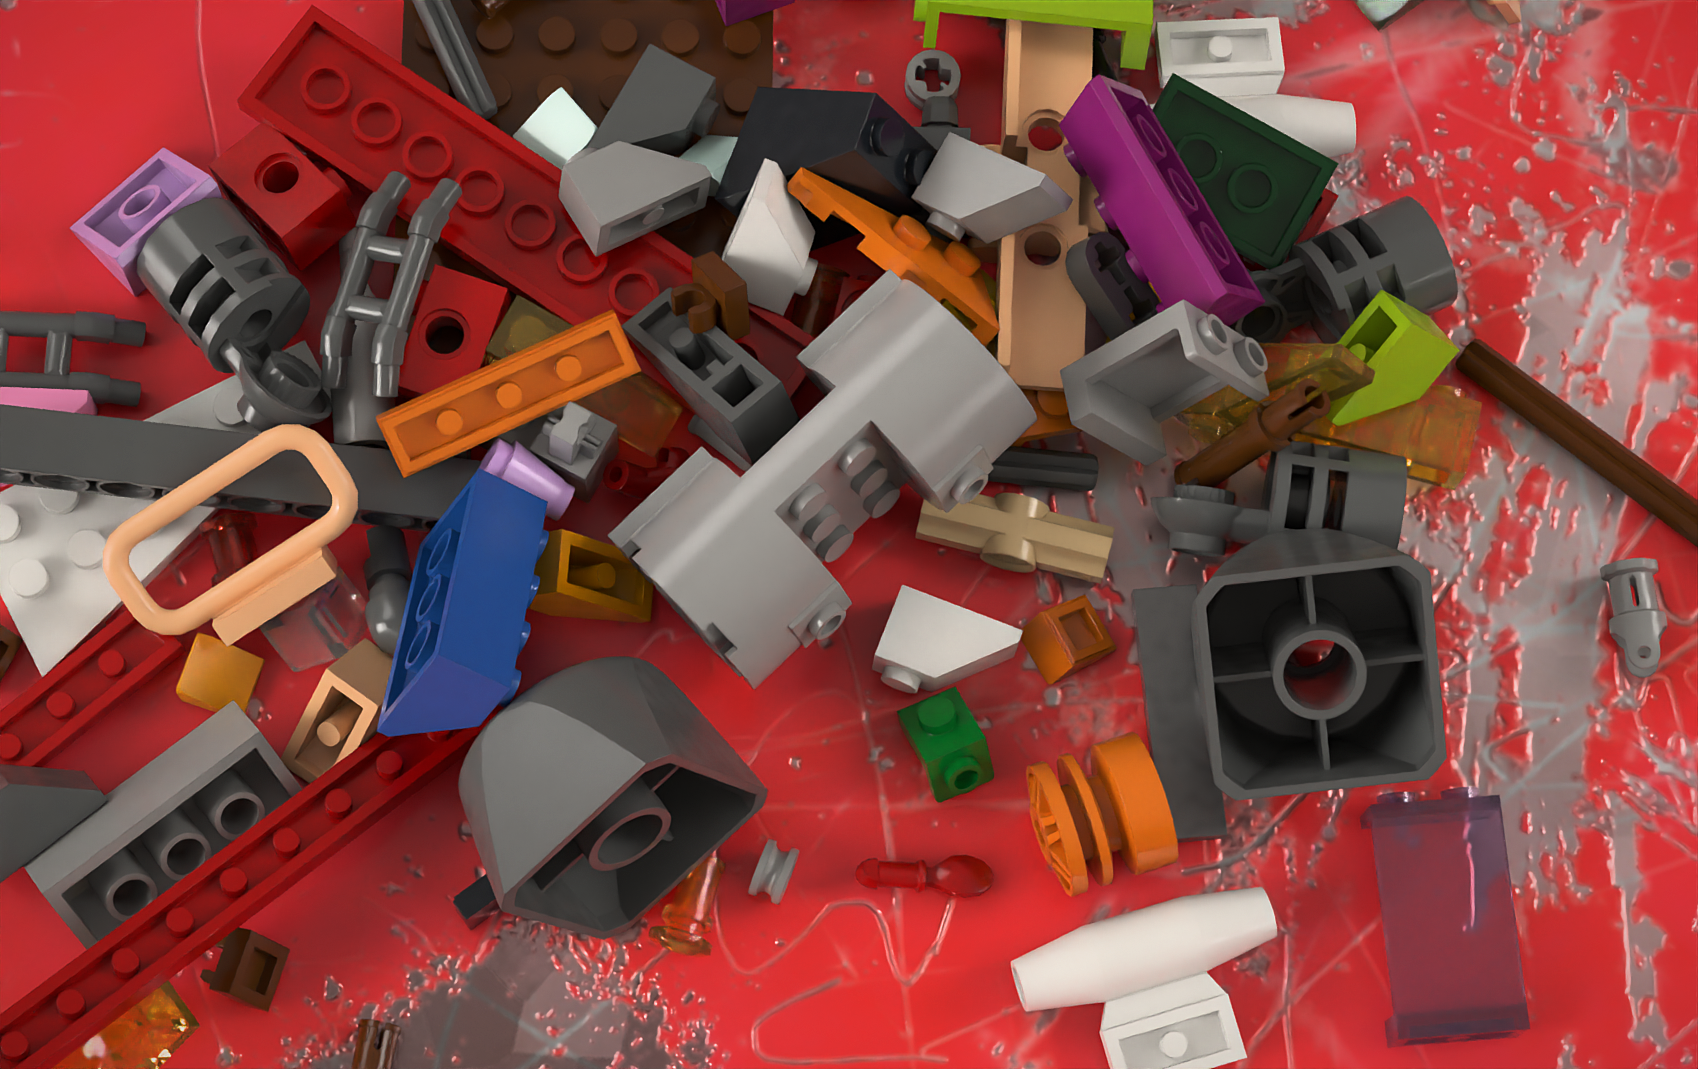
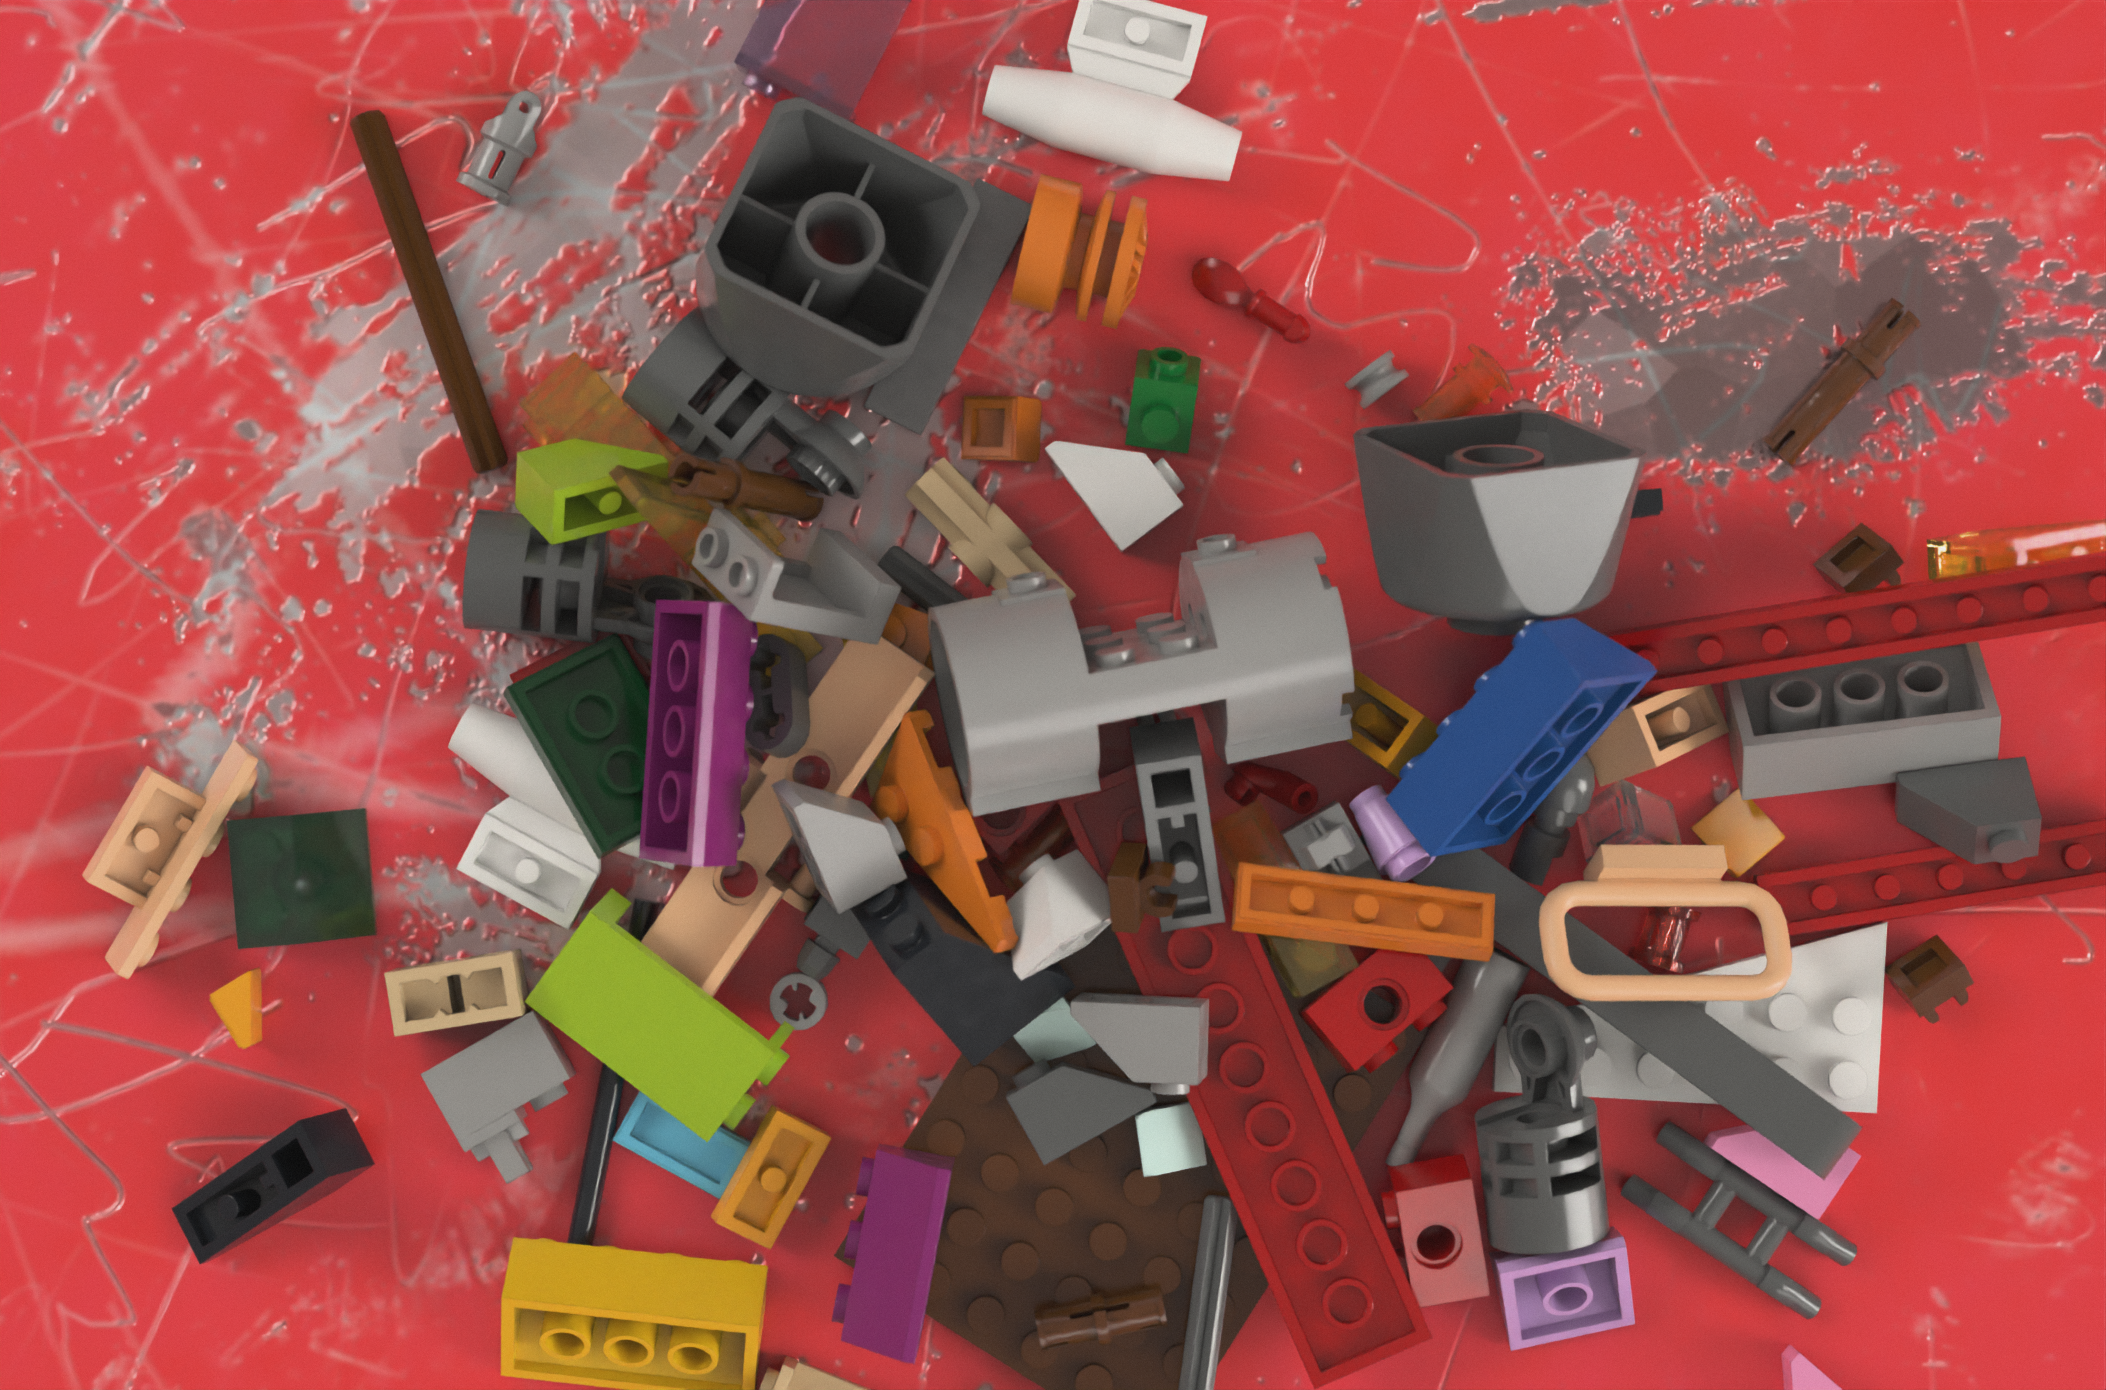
camera: 135 degrees left, 15 degrees up
(392, 313) = (1372, 1084): dark grey piece -> none

